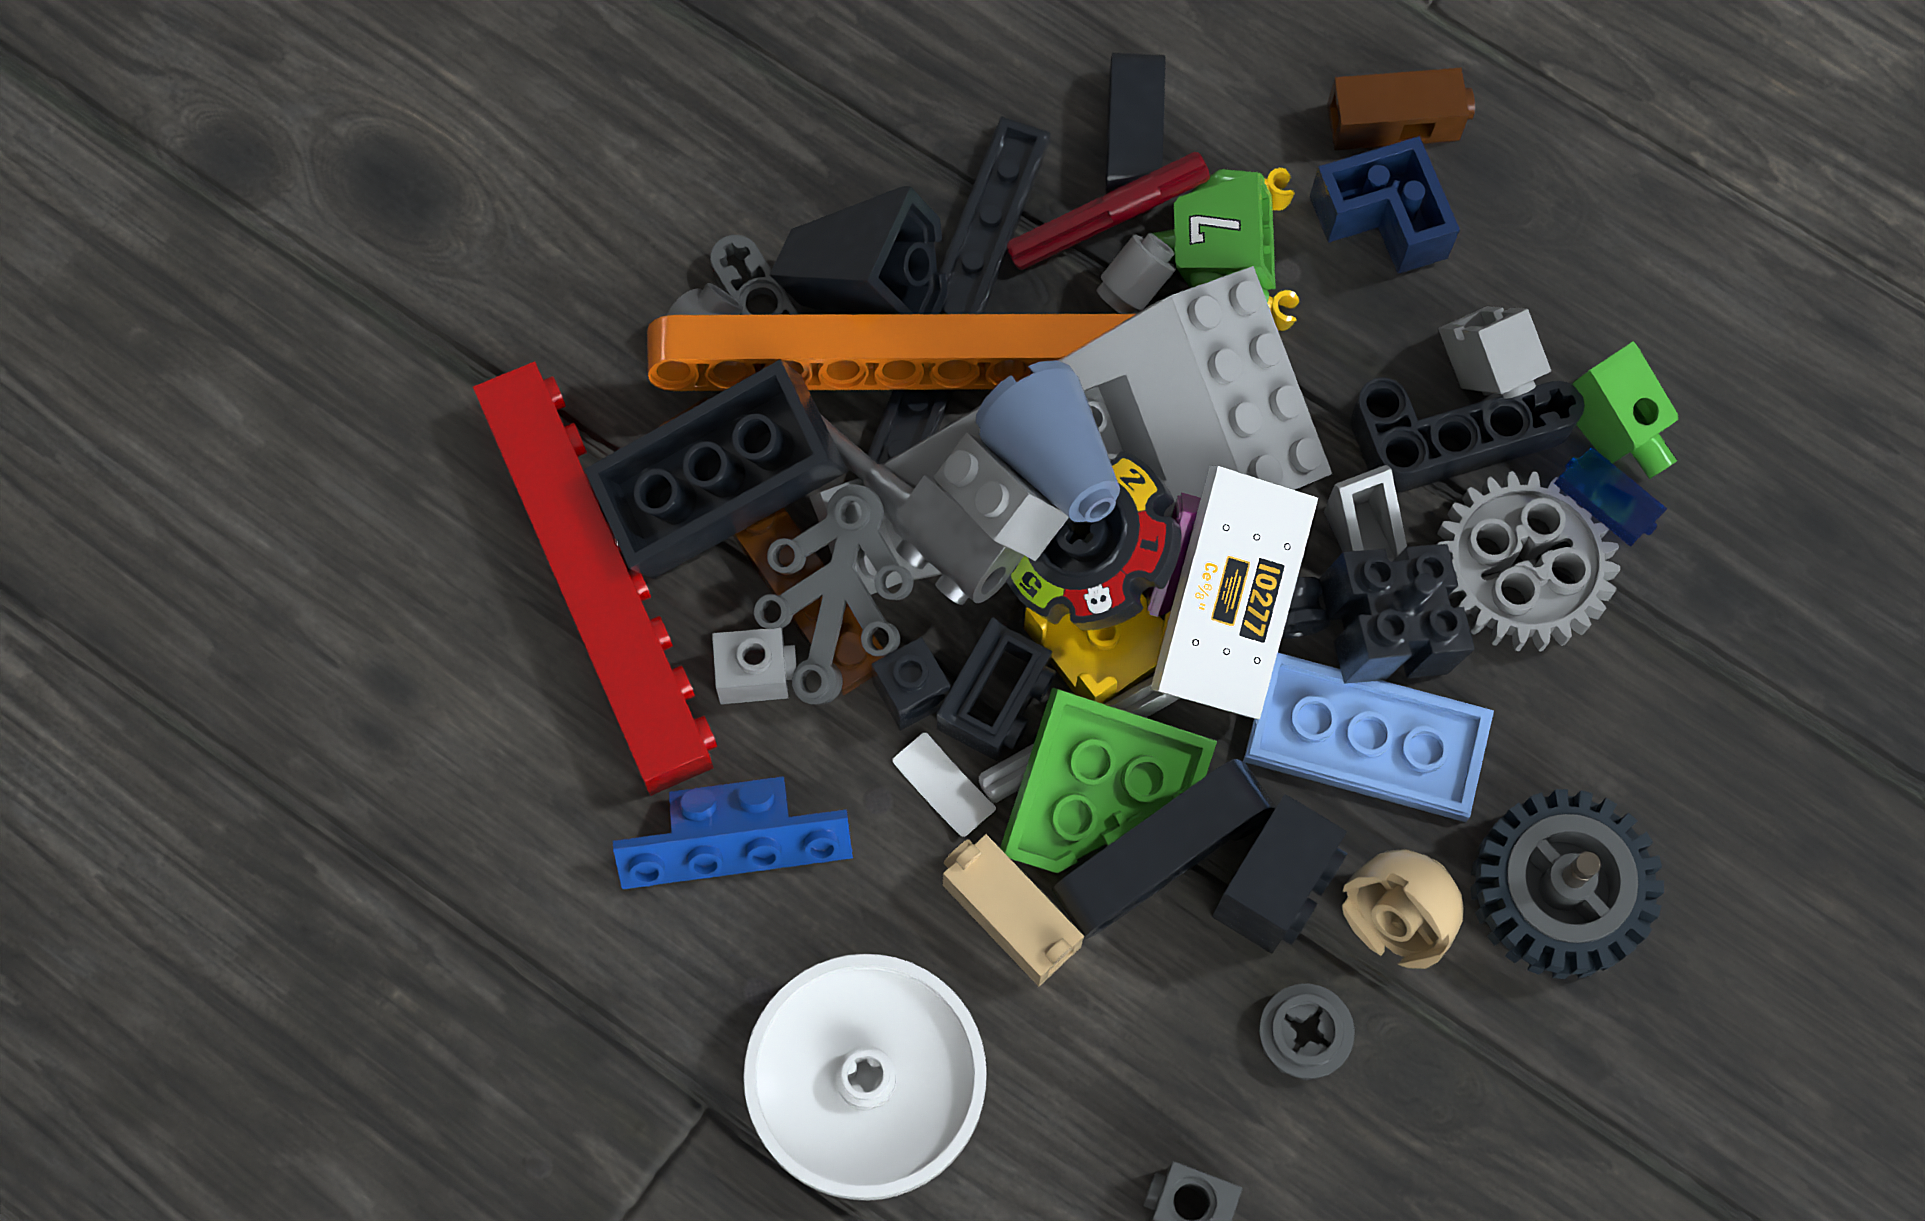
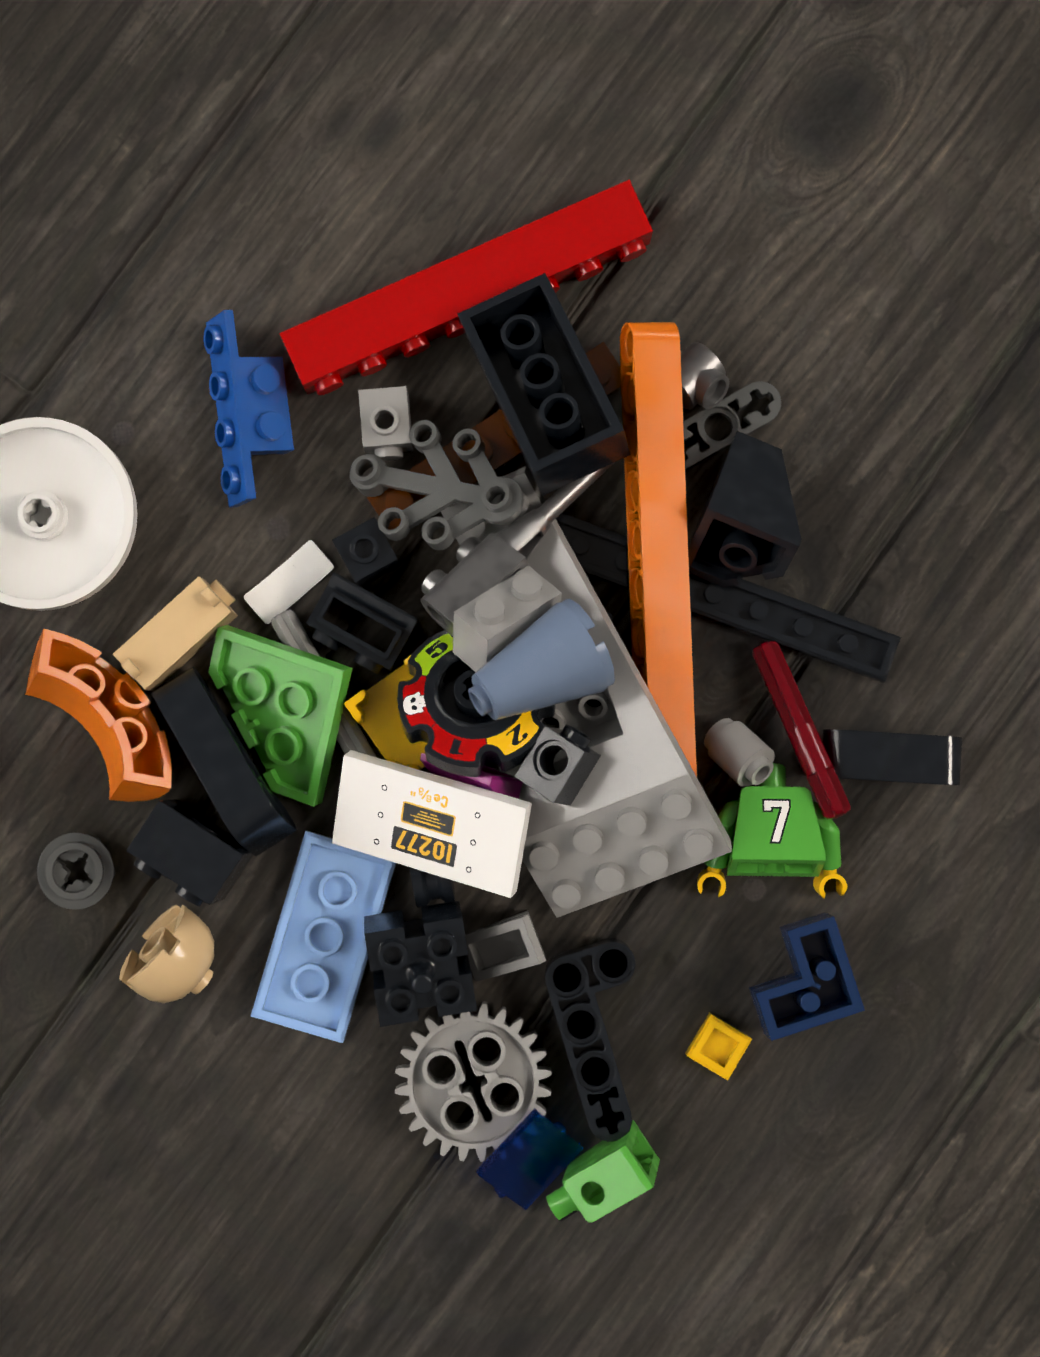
camera: 90 degrees right, 15 degrees up
(1110, 989) = (110, 709): none -> orange brick
(1188, 445) = (538, 767): none -> black brick
(1399, 107) = (908, 998): reddish brown brick -> none
(1461, 297) = (718, 1046): none -> yellow tile
(1495, 351) = (657, 1065): light grey brick -> none
(1566, 884) = (186, 1092): wheel -> none

